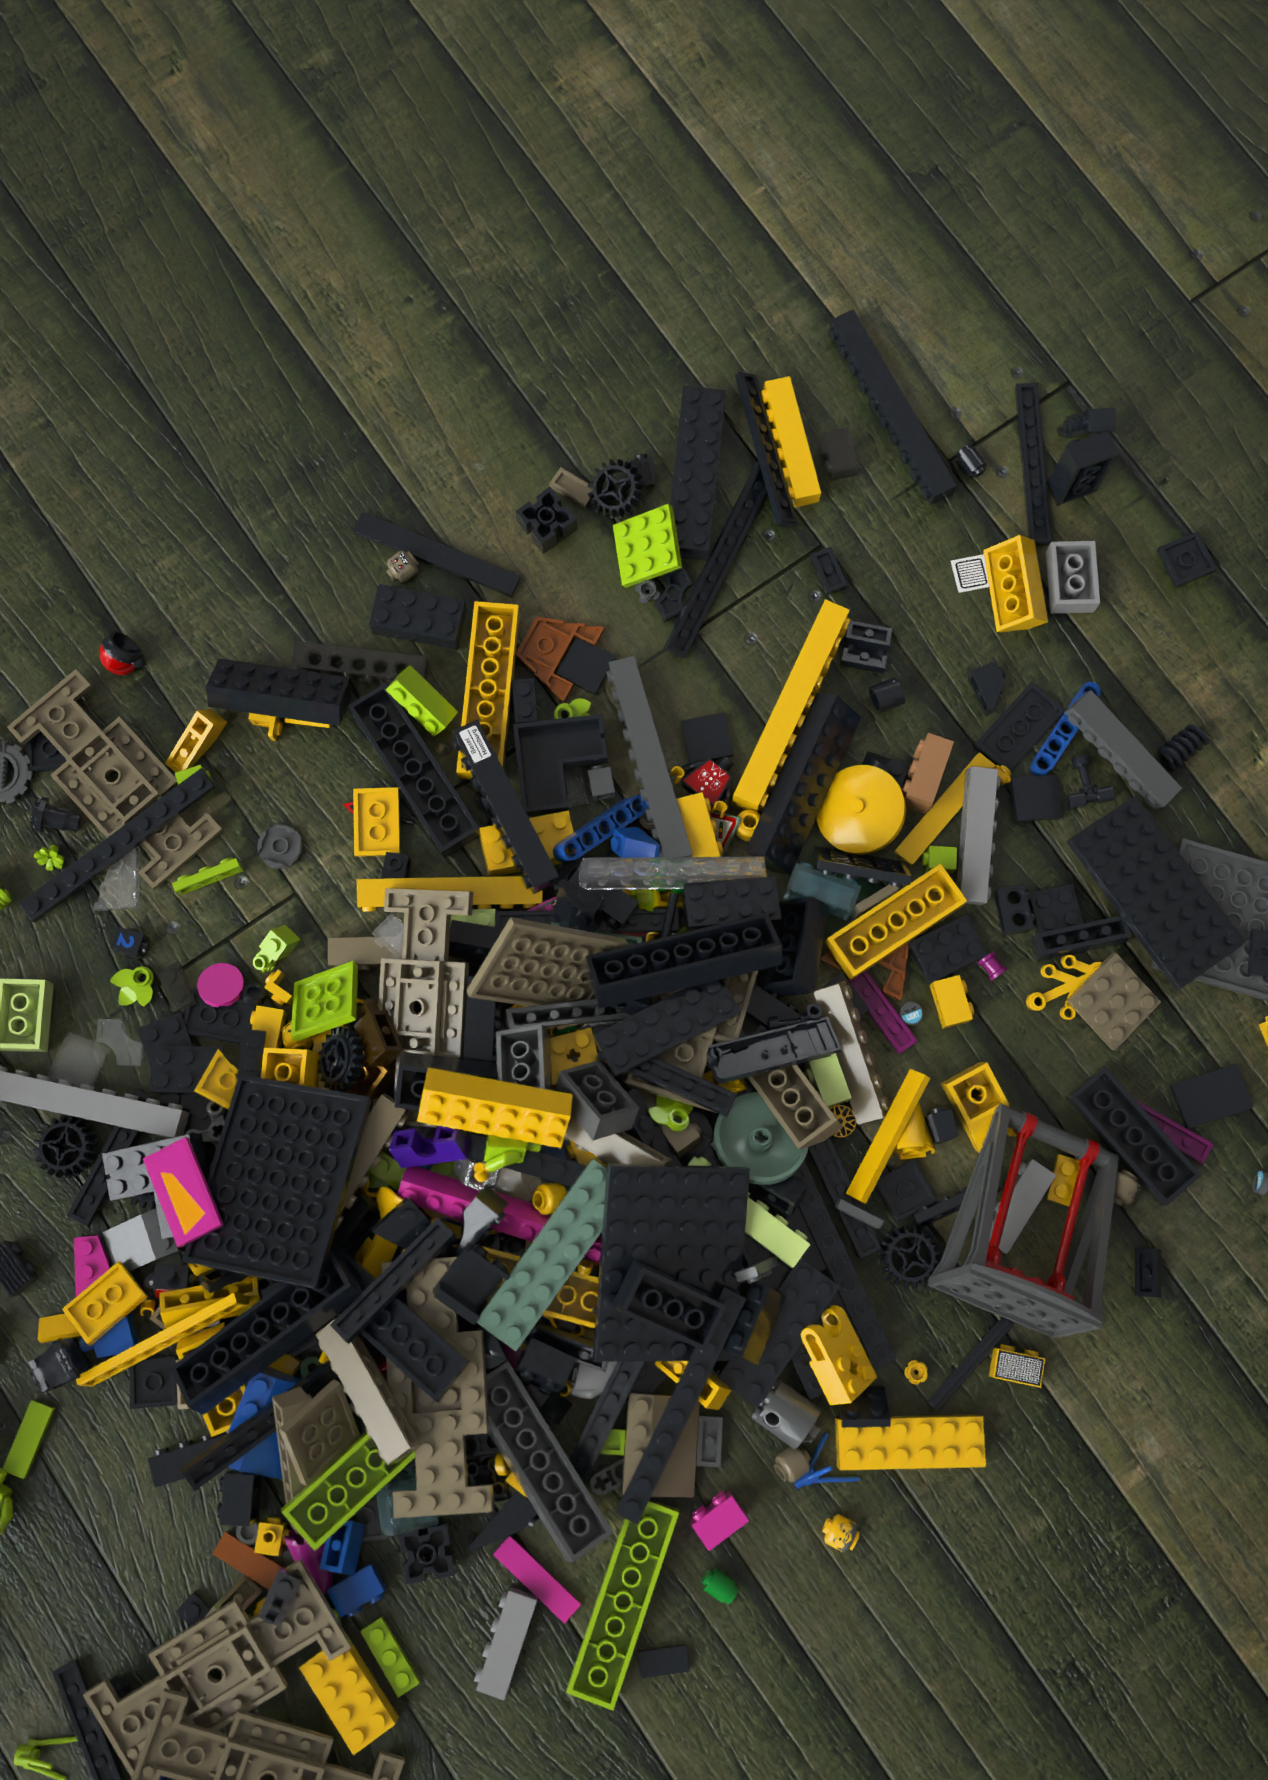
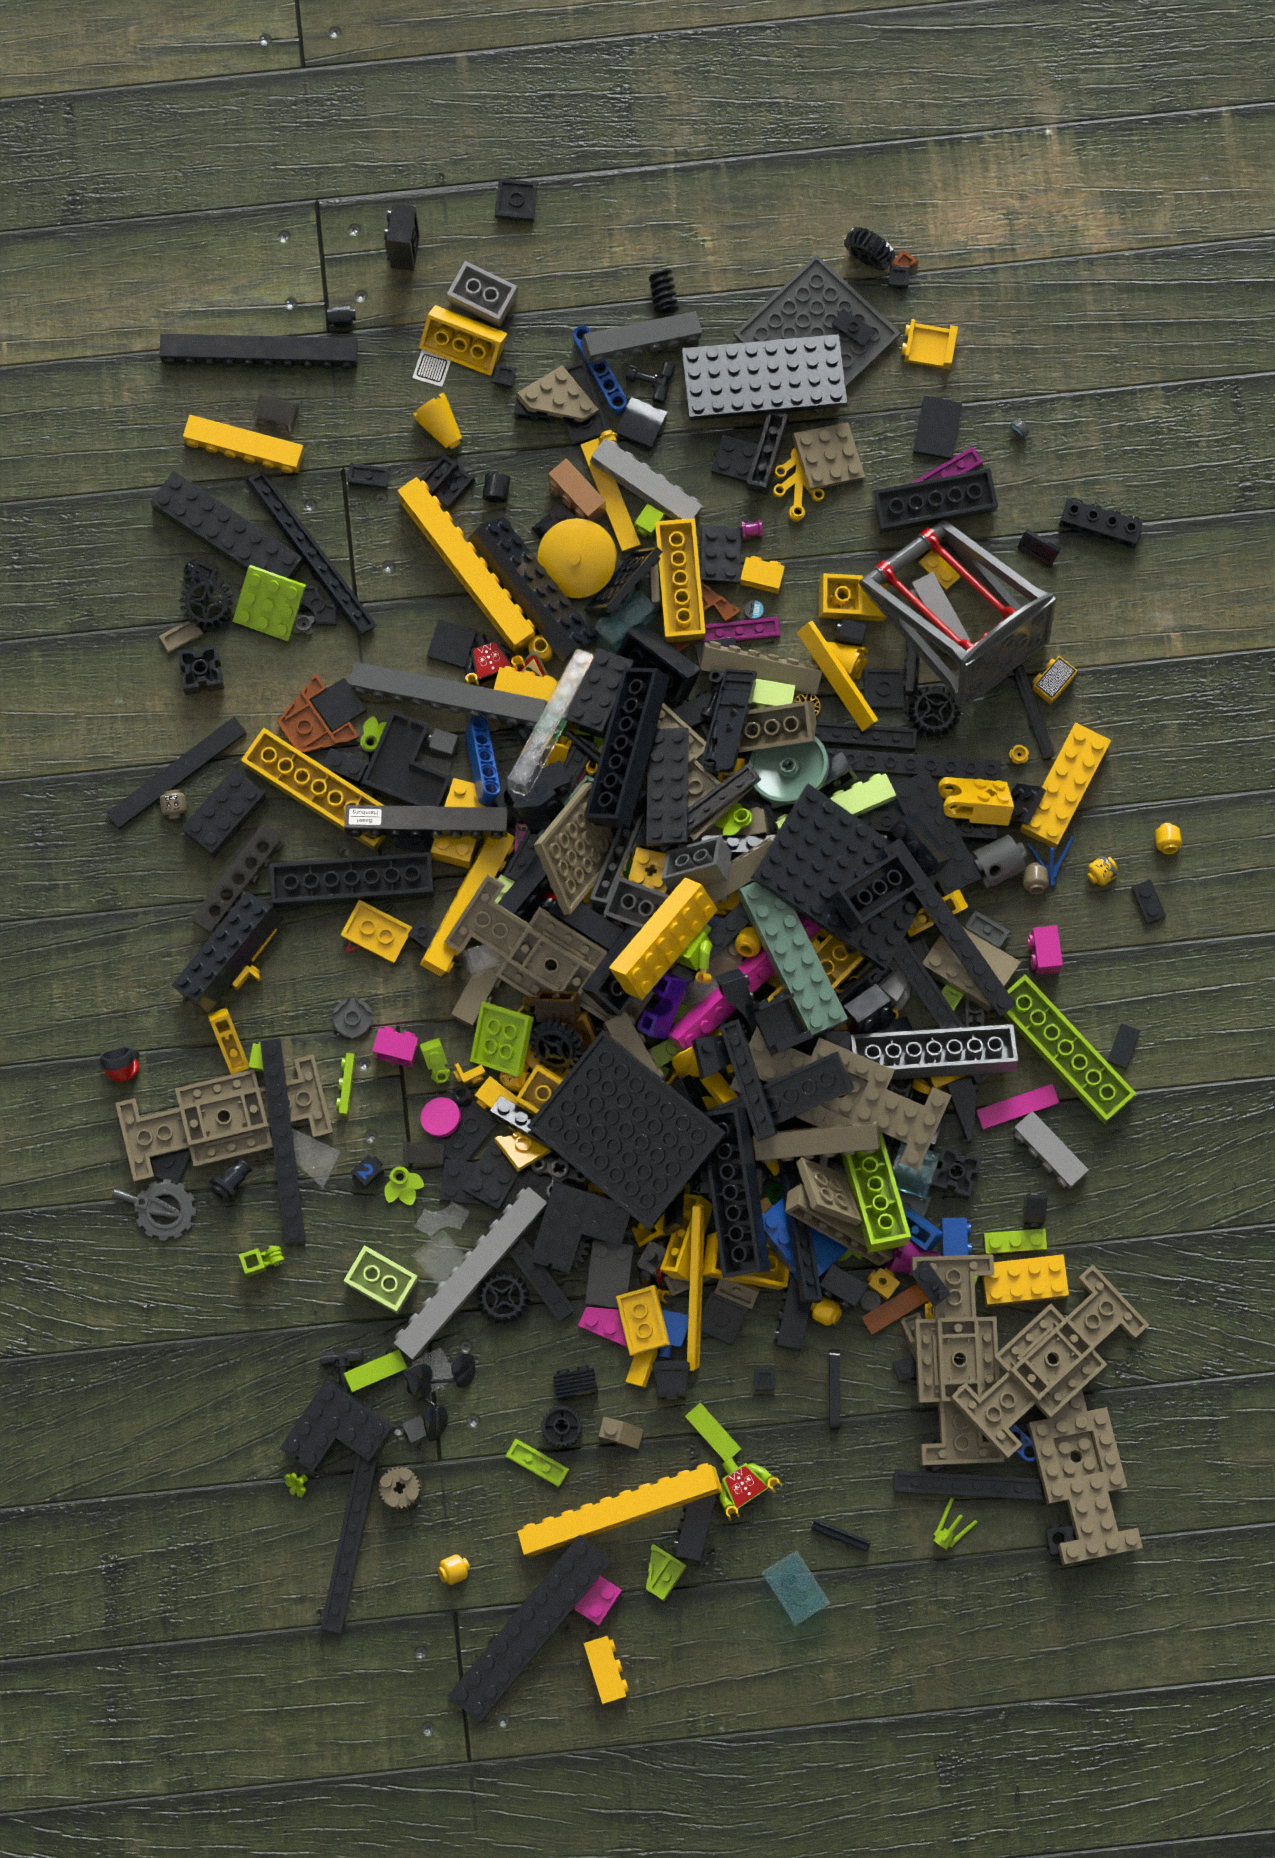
camera: 60 degrees left, 0 degrees up
(49, 857) = (260, 1201): lime plant -> none
(108, 1463) = (764, 1379): none -> black plate
(133, 1545) = (834, 1389): none -> black beam
(183, 1192) = (597, 1204): dark pink tile -> none
(209, 1494) = (826, 1312): none -> yellow head
(265, 902) = (396, 1047): none -> dark pink brick
(422, 700) = (300, 843): lime brick -> none
(431, 1662) = (1035, 1210): none -> black slope
(633, 843) = (511, 740): blue slope -> none
(644, 897) = (557, 754): clear neon green tile -> none
(719, 1586) = (1092, 977): green brick -> none
(757, 1270) = (884, 821): dark grey plate -> none
(766, 450) = (239, 467): black tile -> none
(835, 1602) = (1148, 901): none -> black plate
(859, 1214) = (882, 729): dark grey tile -> none
(915, 1587) = (1168, 838): none -> yellow head
(921, 605) = (439, 421): none -> yellow cone
(1004, 643) = (504, 375): none -> black plate
(1007, 910) = (716, 494): black brick -> none
(1013, 702) = (558, 397): none -> dark tan plate
(1033, 463) = (369, 268): black tile -> none
(1088, 422) = (369, 209): black brick -> none
(1125, 1188) = (970, 527): dark tan head -> none
(1214, 1325) = (1101, 523): none -> black brick

